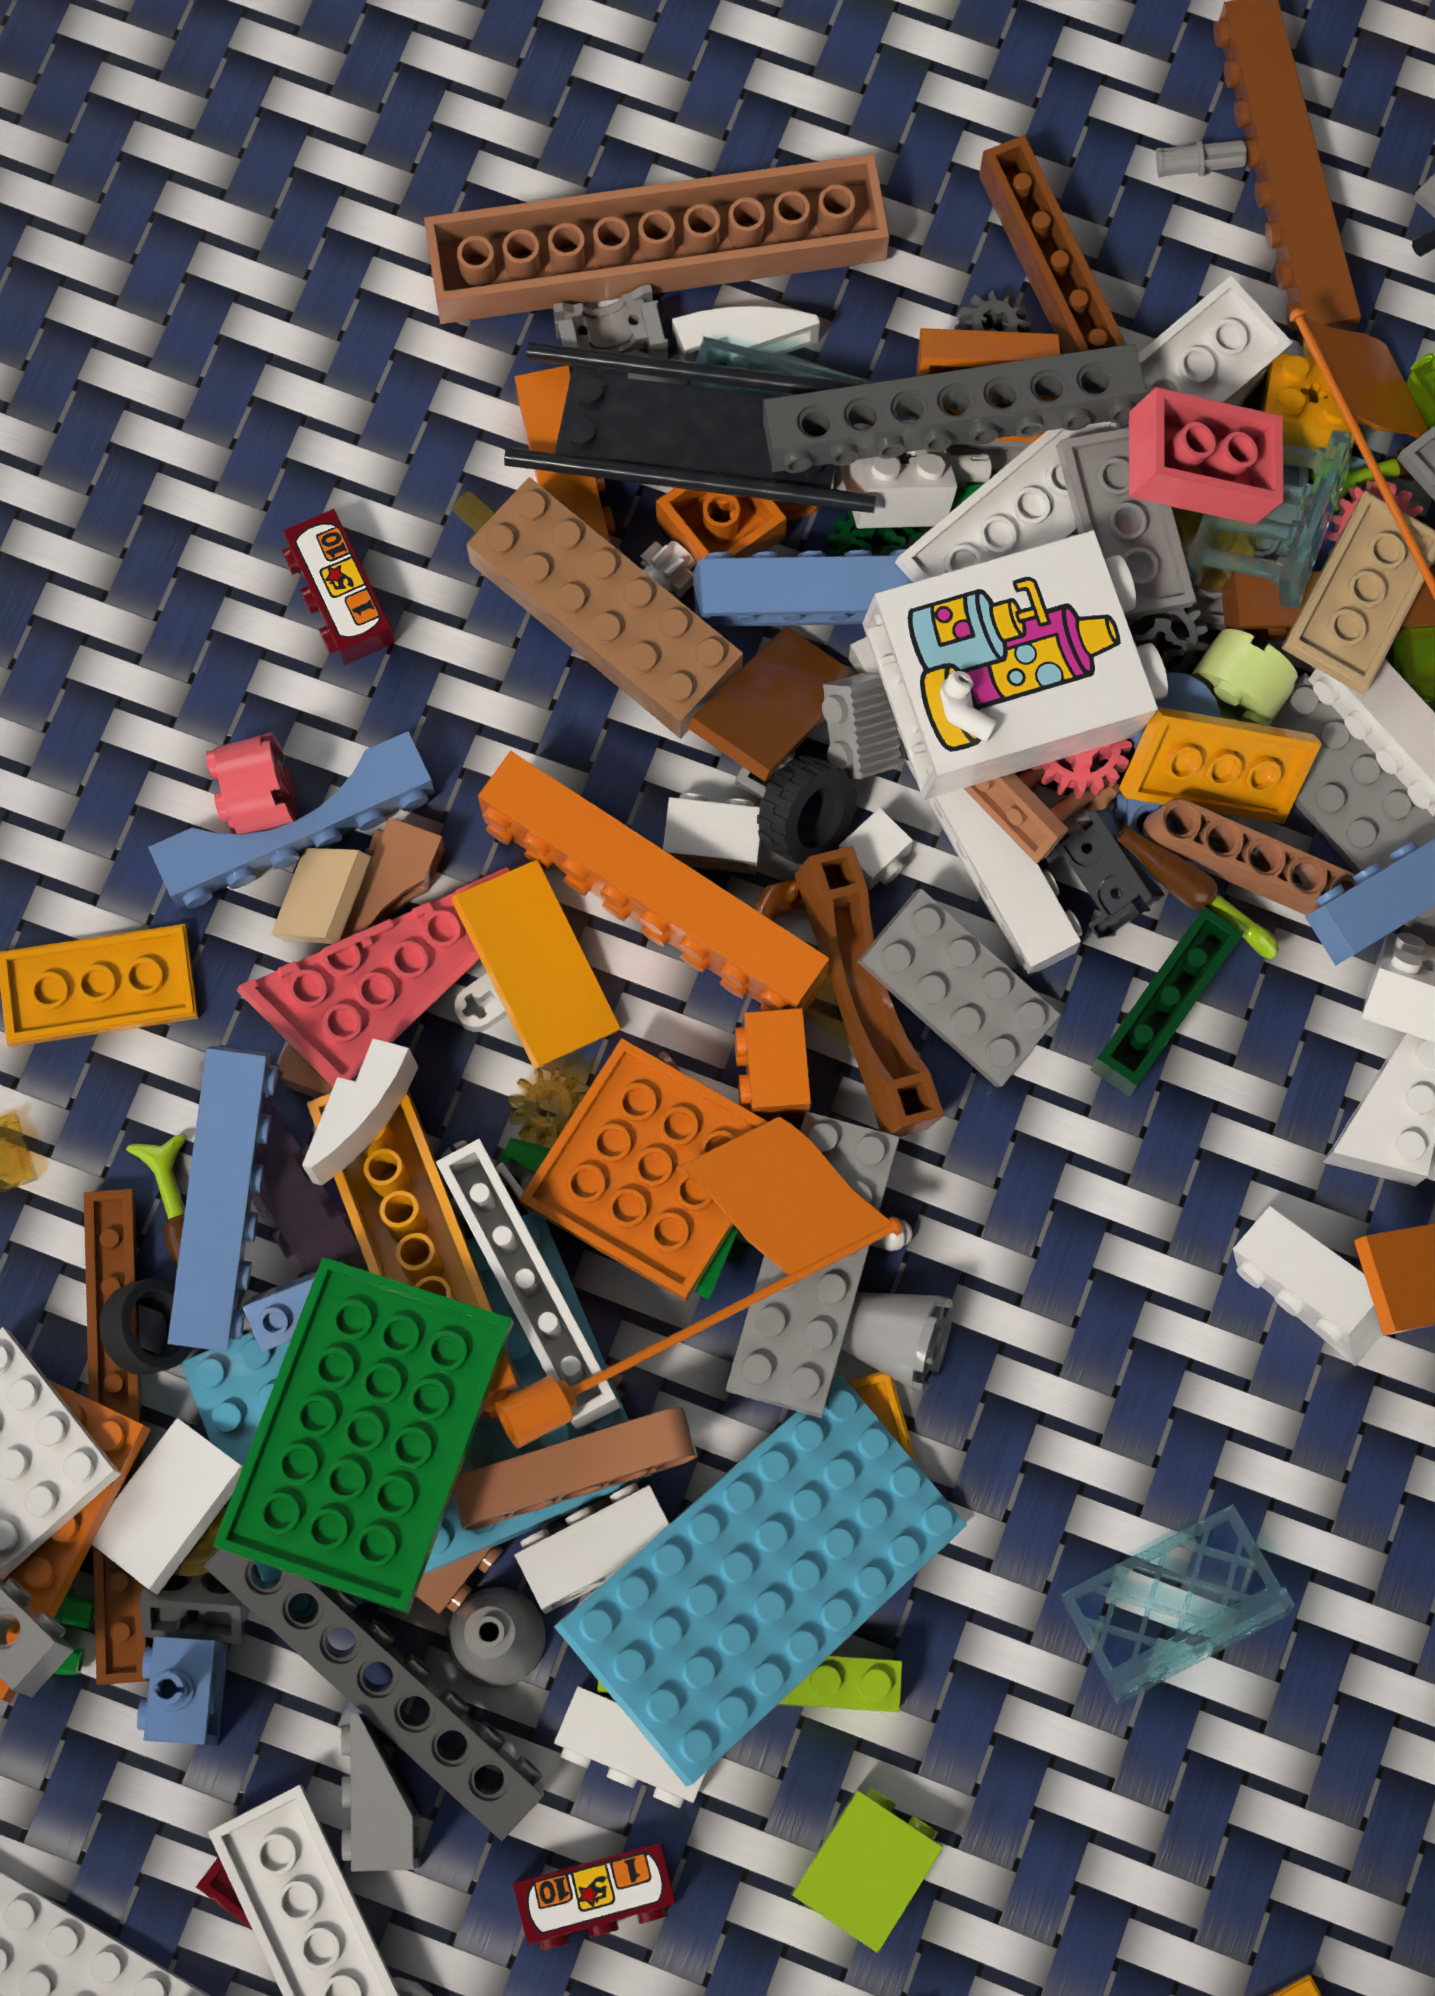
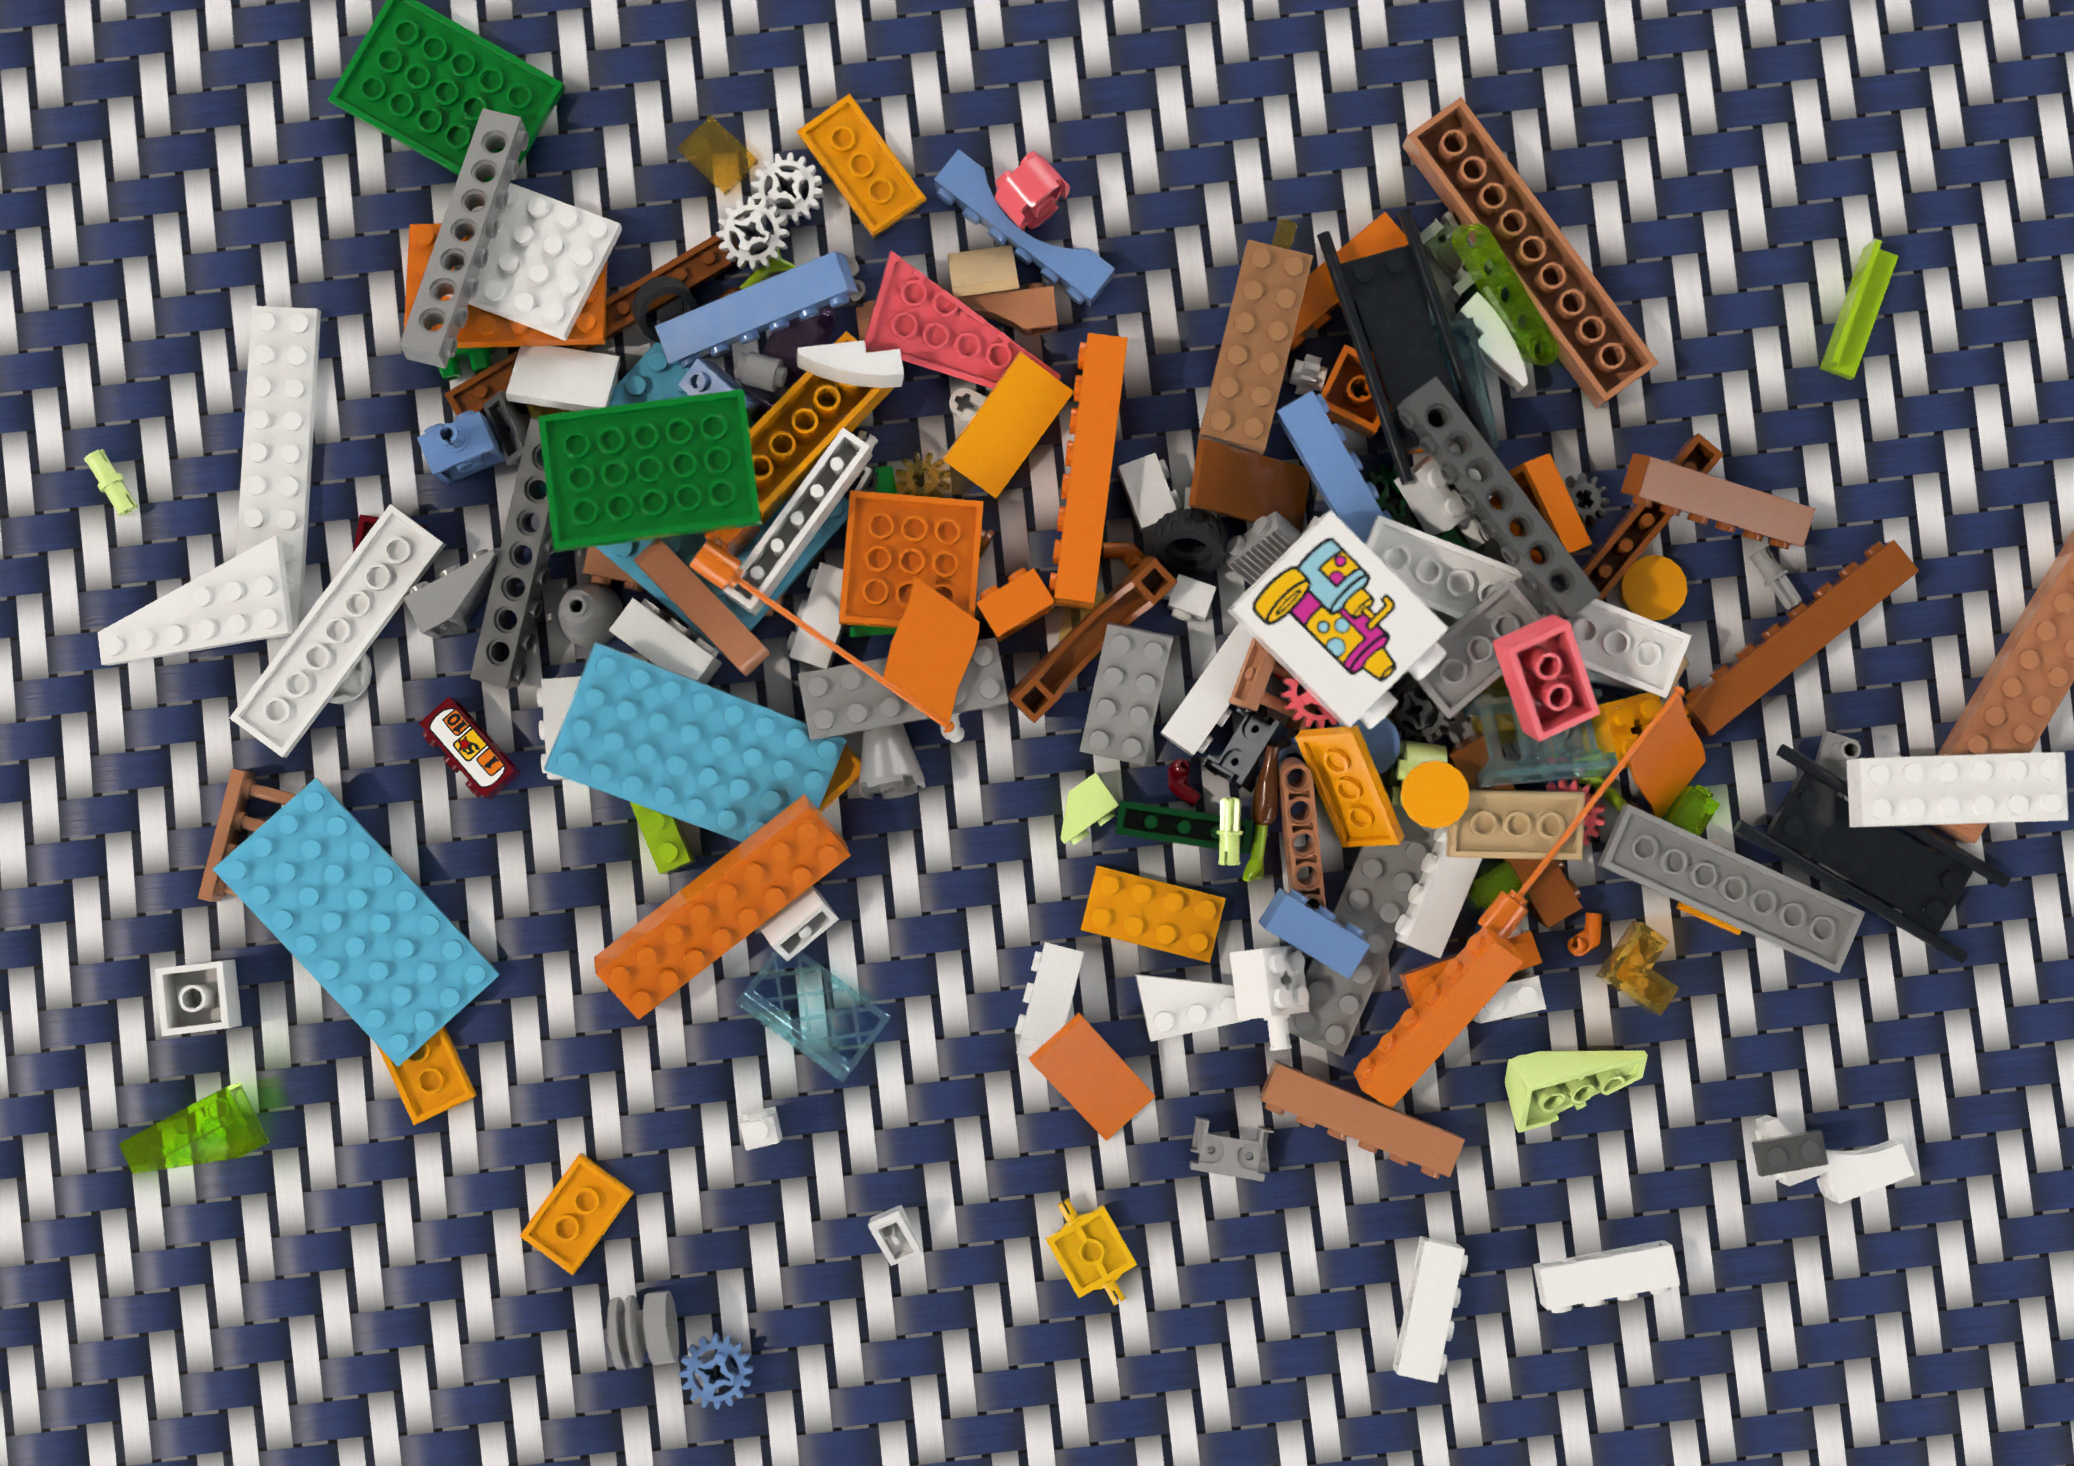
camera: 65 degrees right, 10 degrees up
(56, 1094) = (796, 180): none -> white gear
(95, 1178) = (748, 246): none -> white gear
(302, 1234) = (760, 371): none -> light grey brick
(336, 588) = (1188, 174): brick -> none
(654, 1314) = (820, 613): none -> white brick
(673, 282) = (1492, 286): none -> clear neon green beam
(868, 1868) = (563, 901): lime brick -> none
(960, 709) = (1281, 601): white arm -> none
(984, 1653) = (721, 907): none -> orange brick
(1046, 1561) = (798, 923): none -> white brick
(1077, 169) = (1717, 500): none -> brick
(1078, 1114) = (1084, 806): none -> yellowish green slope
(1102, 983) = (1179, 782): none -> dark red arm
(1143, 299) = (1653, 588): none -> light orange tile
(1206, 938) = (1229, 831): none -> yellowish green axle
(1256, 1100) = (1153, 914): none -> light orange plate
(1283, 663) = (1434, 794): none -> light orange tile
(1303, 1751) = (761, 1128): none -> white brick

